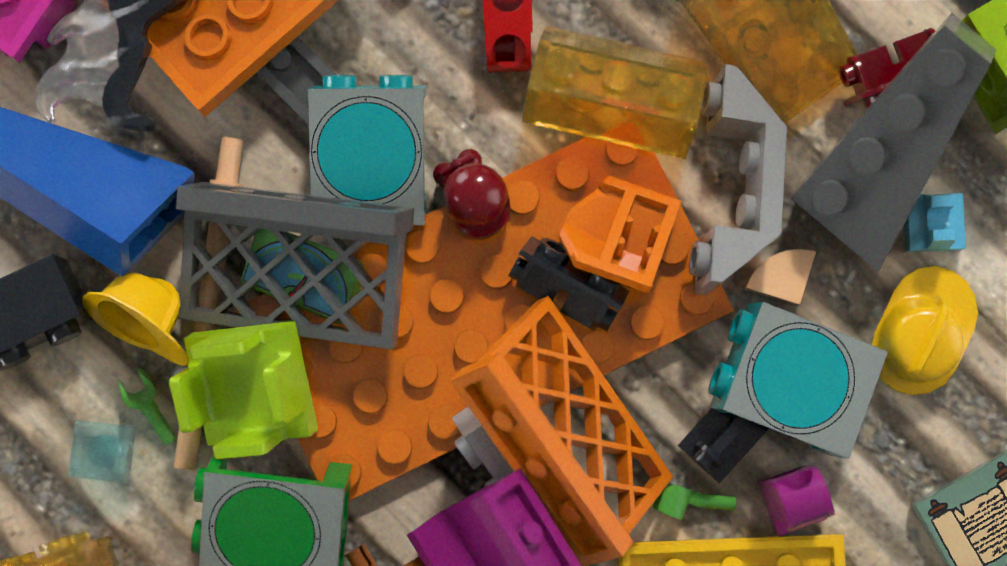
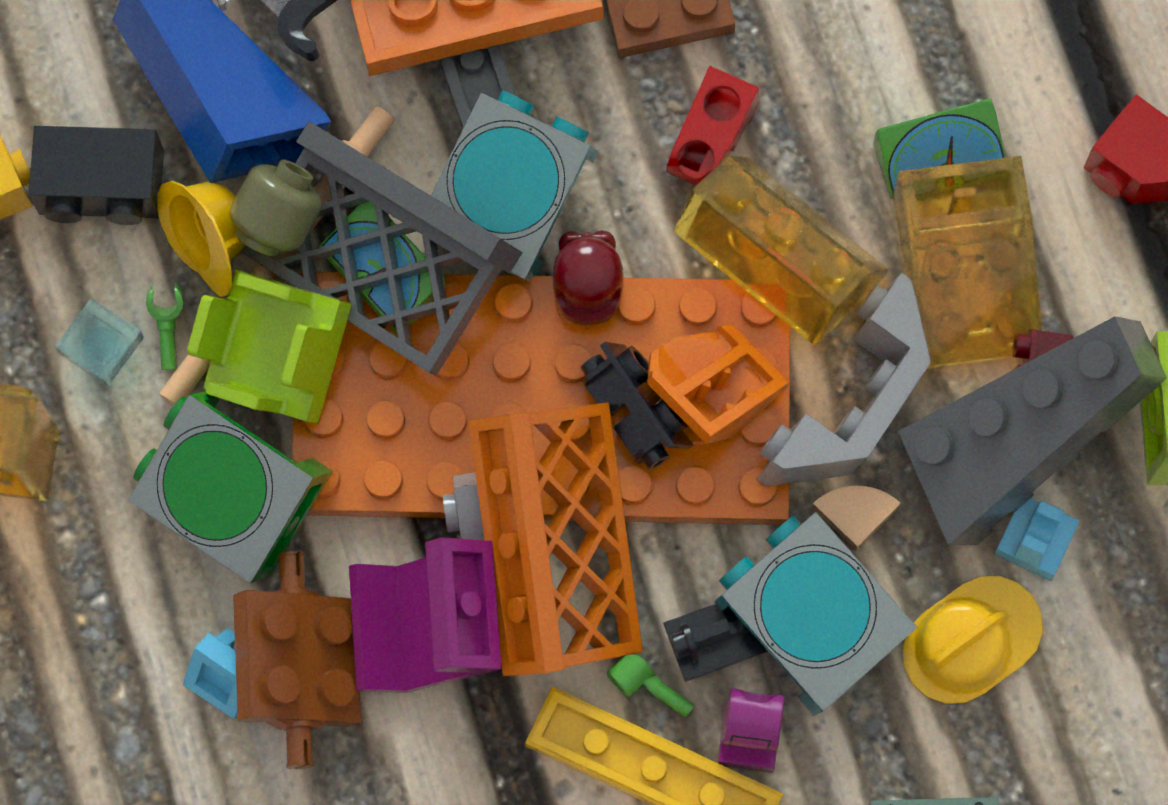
camera: 25 degrees right, 10 degrees down
(189, 274) = (275, 208): none -> olive head

